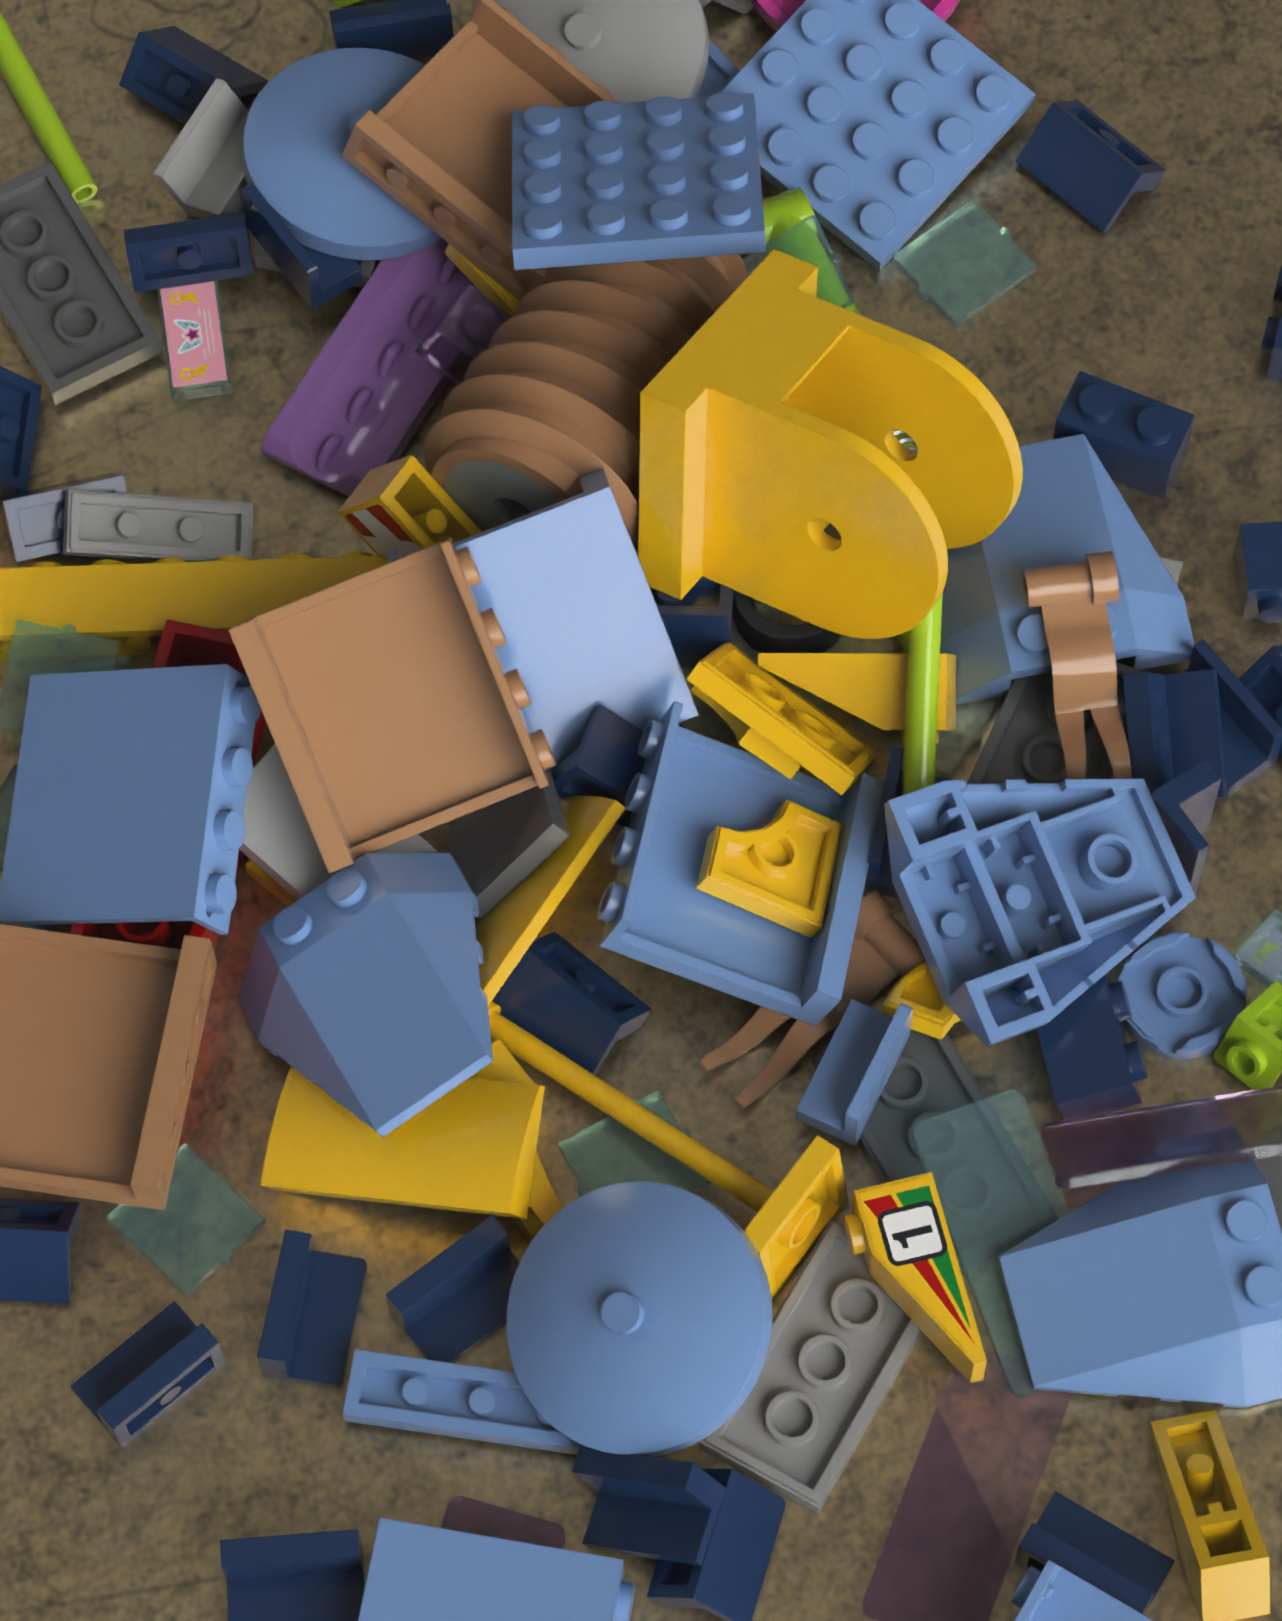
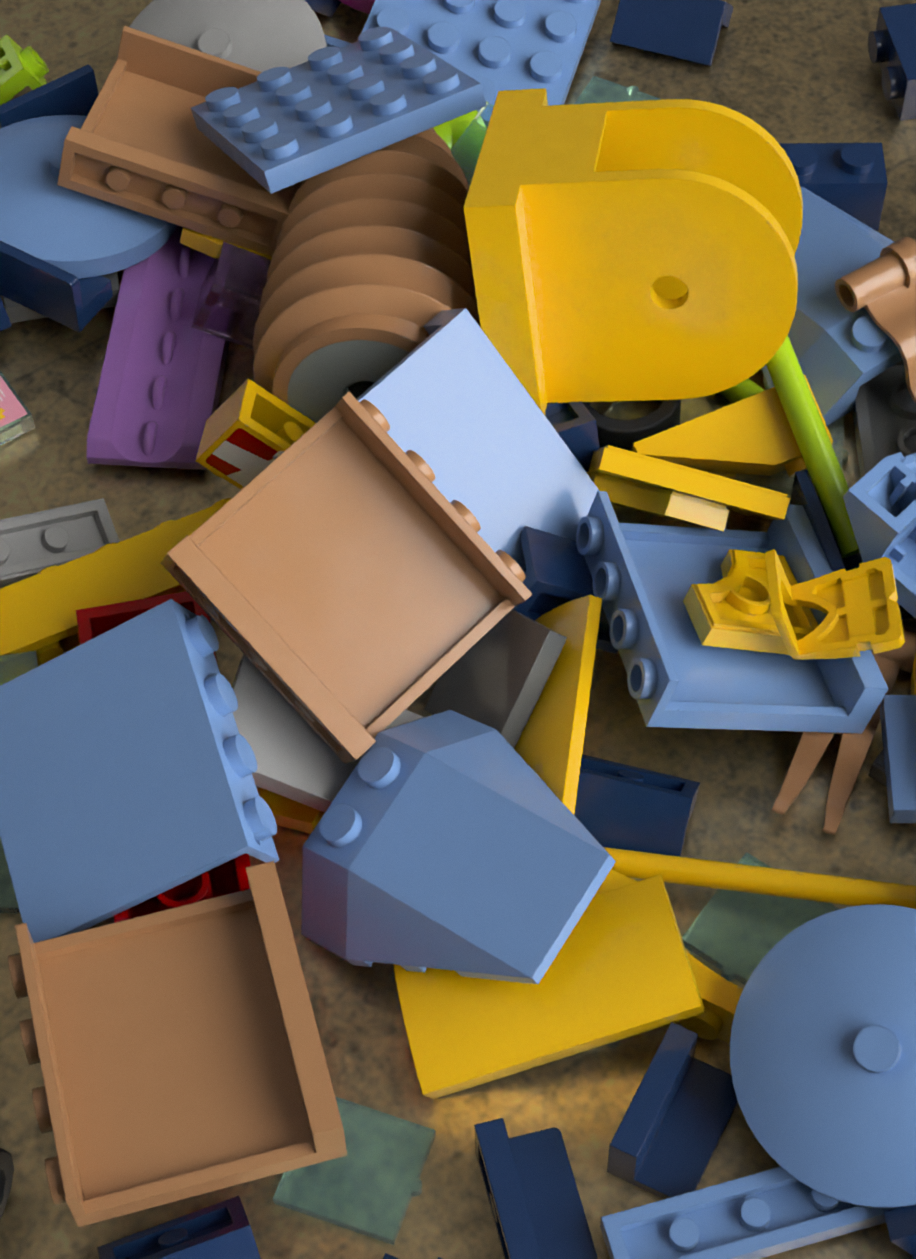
camera: 25 degrees left, 10 degrees down
(853, 907) = (857, 604): none -> yellow piece

